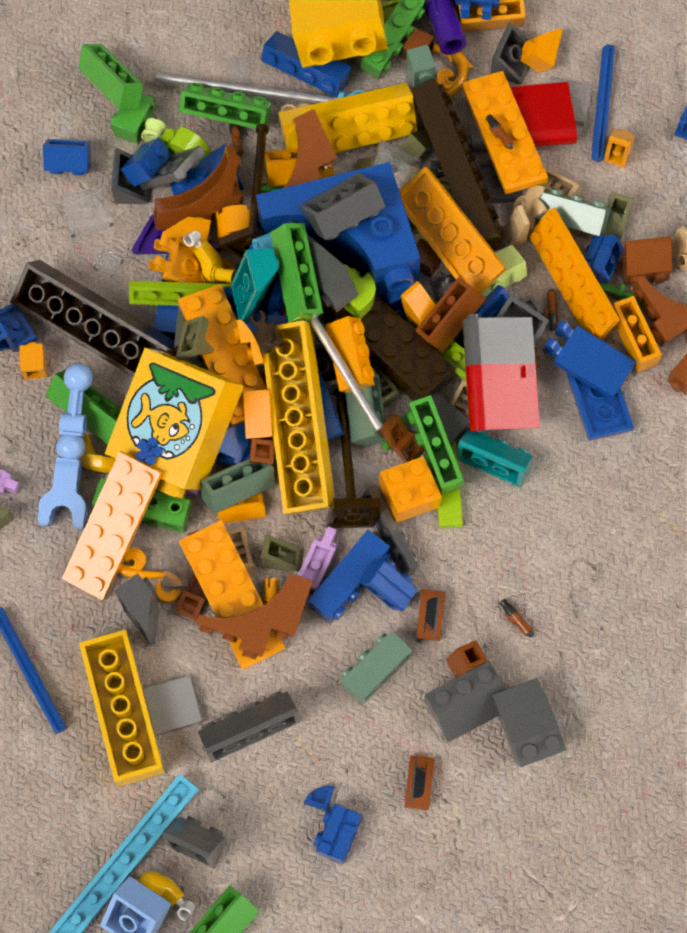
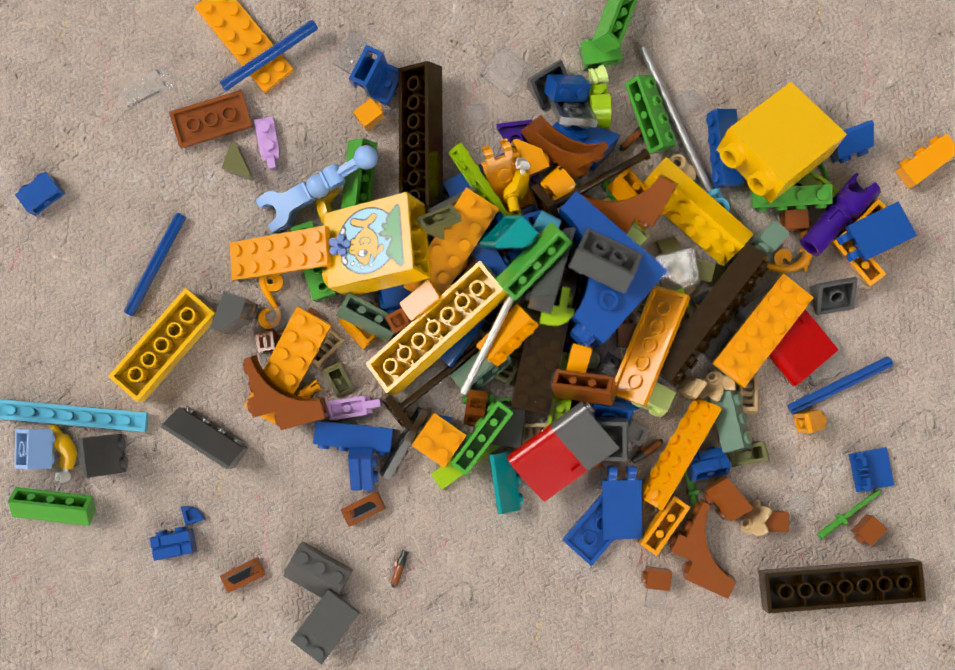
camera: 55 degrees right, 15 degrees up
(67, 156) = (536, 28): blue piece -> none
(173, 705) = (191, 376): light grey tile -> none
(244, 334) = (468, 255): light orange slope -> none
(267, 335) = (476, 270): dark brown plate -> none
(375, 667) = (301, 495): sand green brick -> none
(466, 658) = (343, 555): dark orange brick -> none
(498, 131) = (757, 328): dark orange piece -> none
(542, 50) = (852, 314): light orange slope -> none

